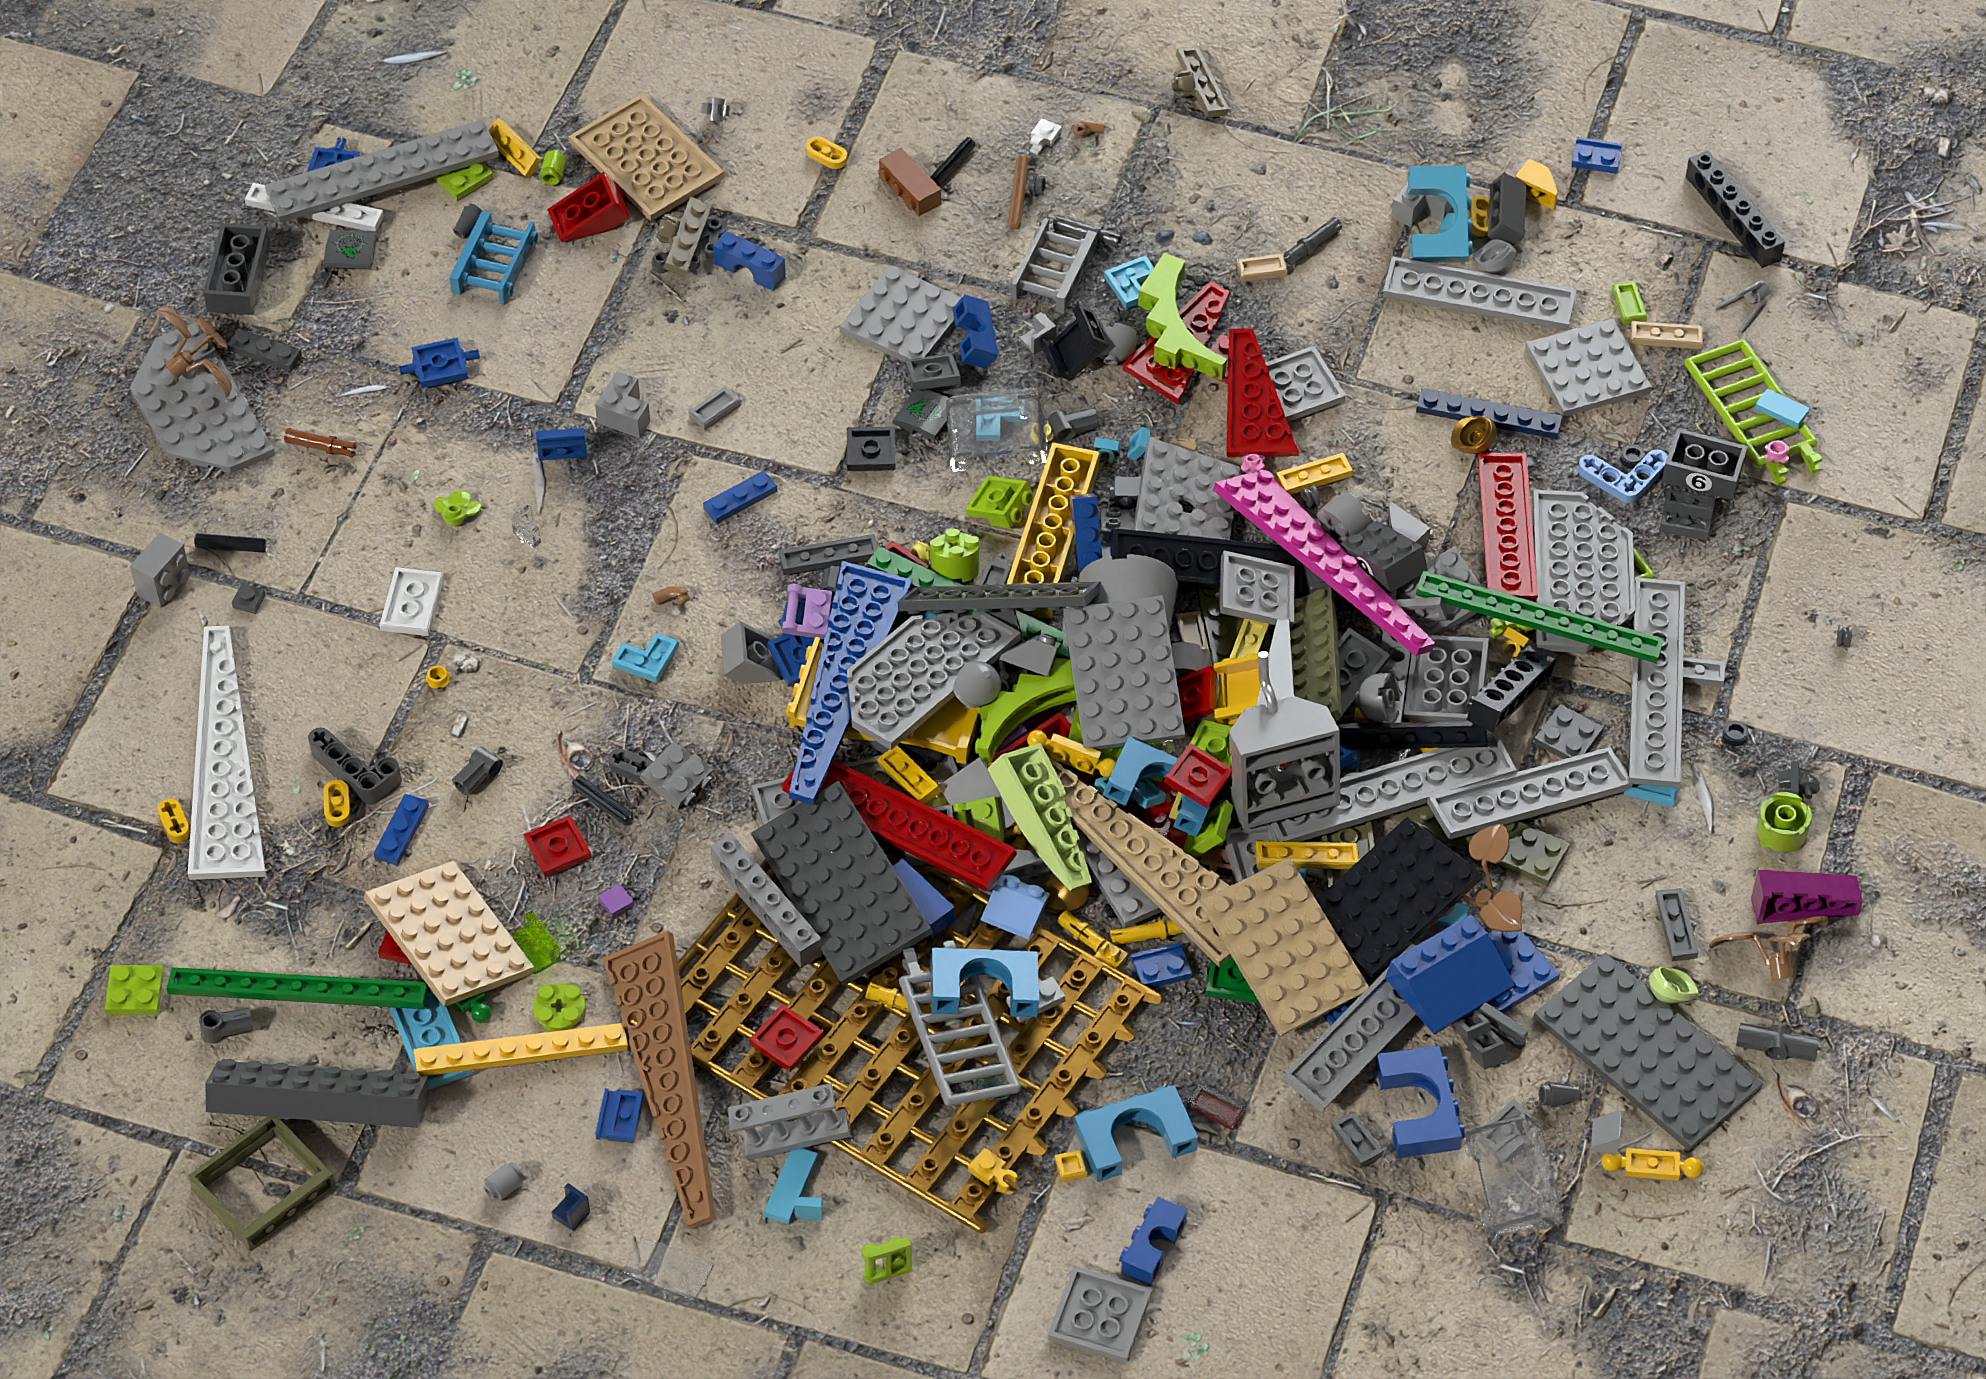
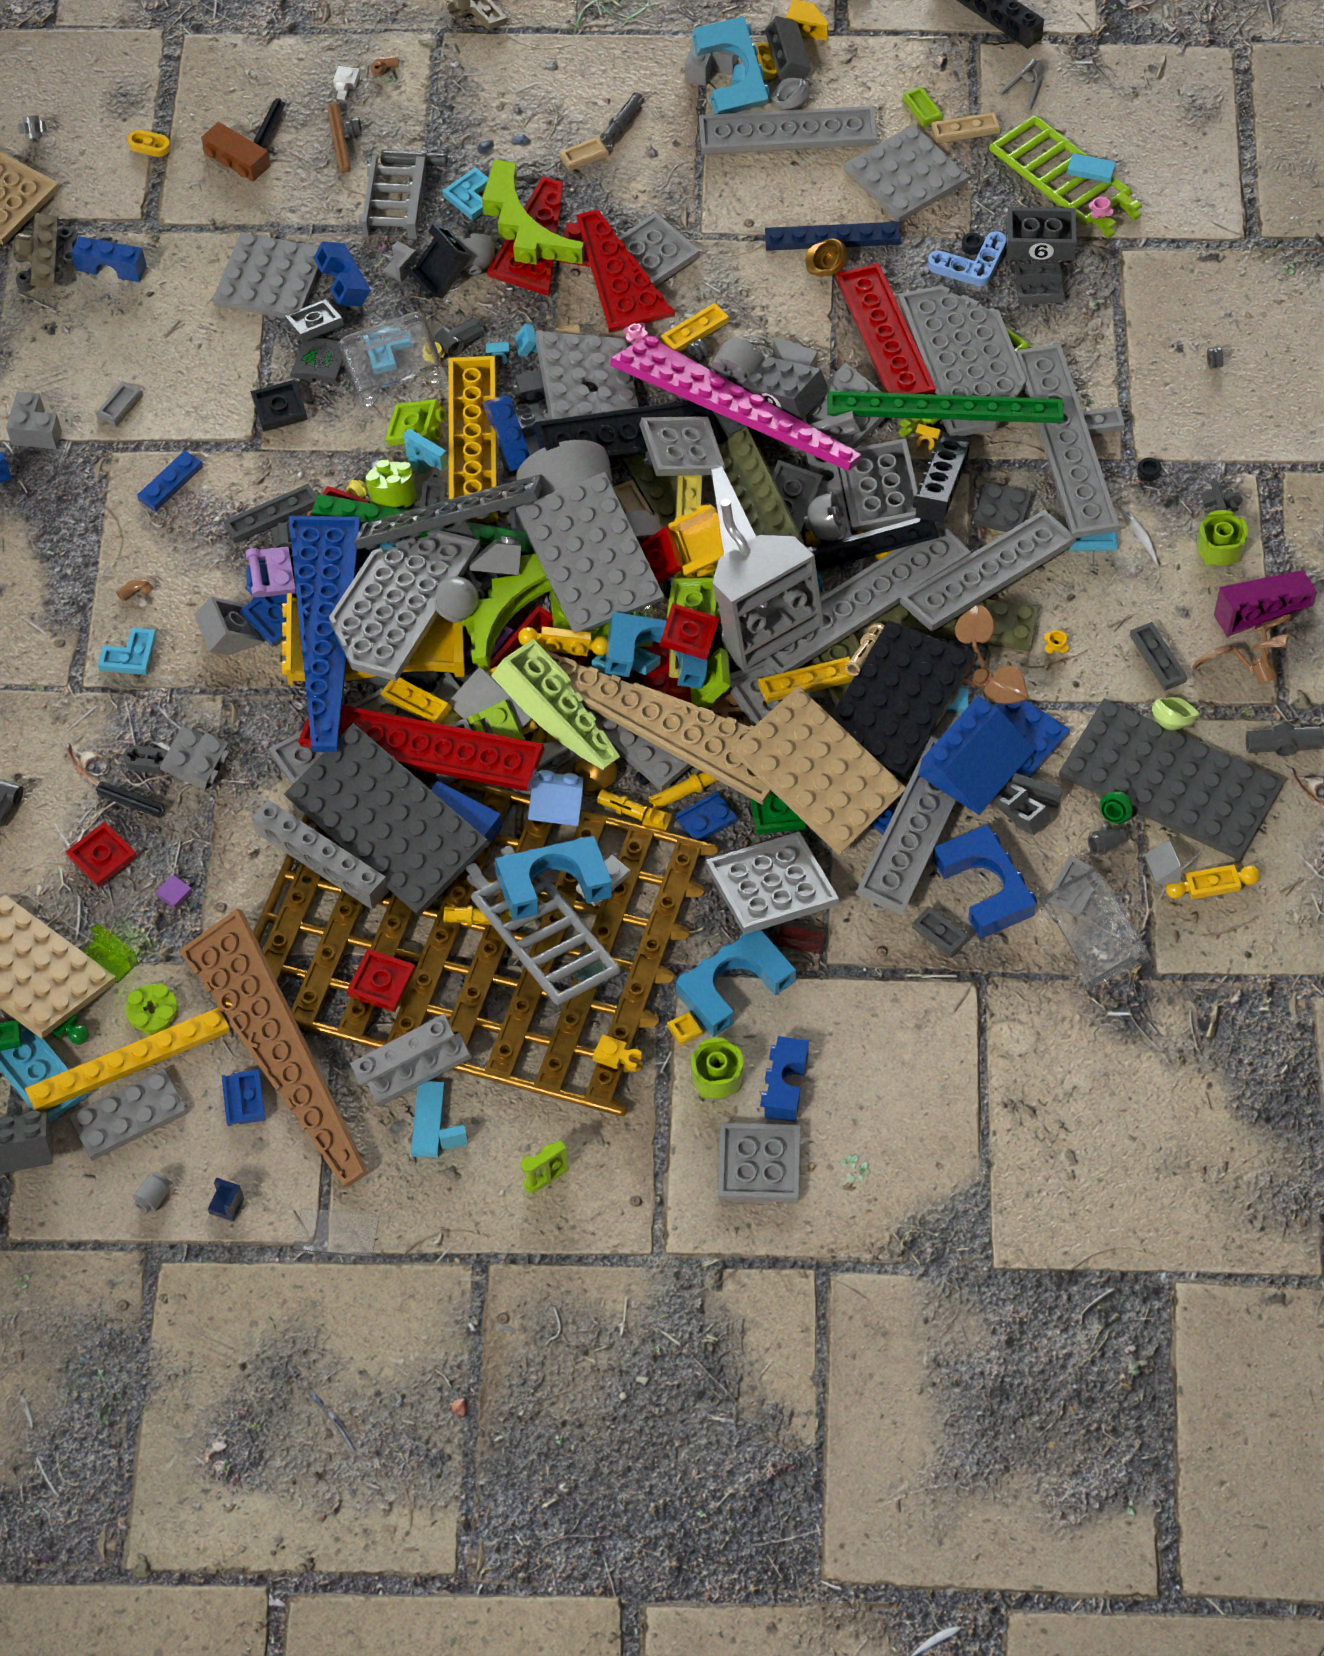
camera: 15 degrees left, 5 degrees up
(504, 1102) = (127, 1114): none -> light grey plate
(996, 532) = (423, 453): none -> medium azure plate
(1087, 1212) = (717, 1068): none -> lime brick
(1203, 1046) = (772, 883): none -> light grey plate
(1362, 849) = (866, 643): none -> tan pin
(1576, 877) = (1056, 636): none -> yellow plate
(1578, 1063) = (1116, 807): none -> green cone

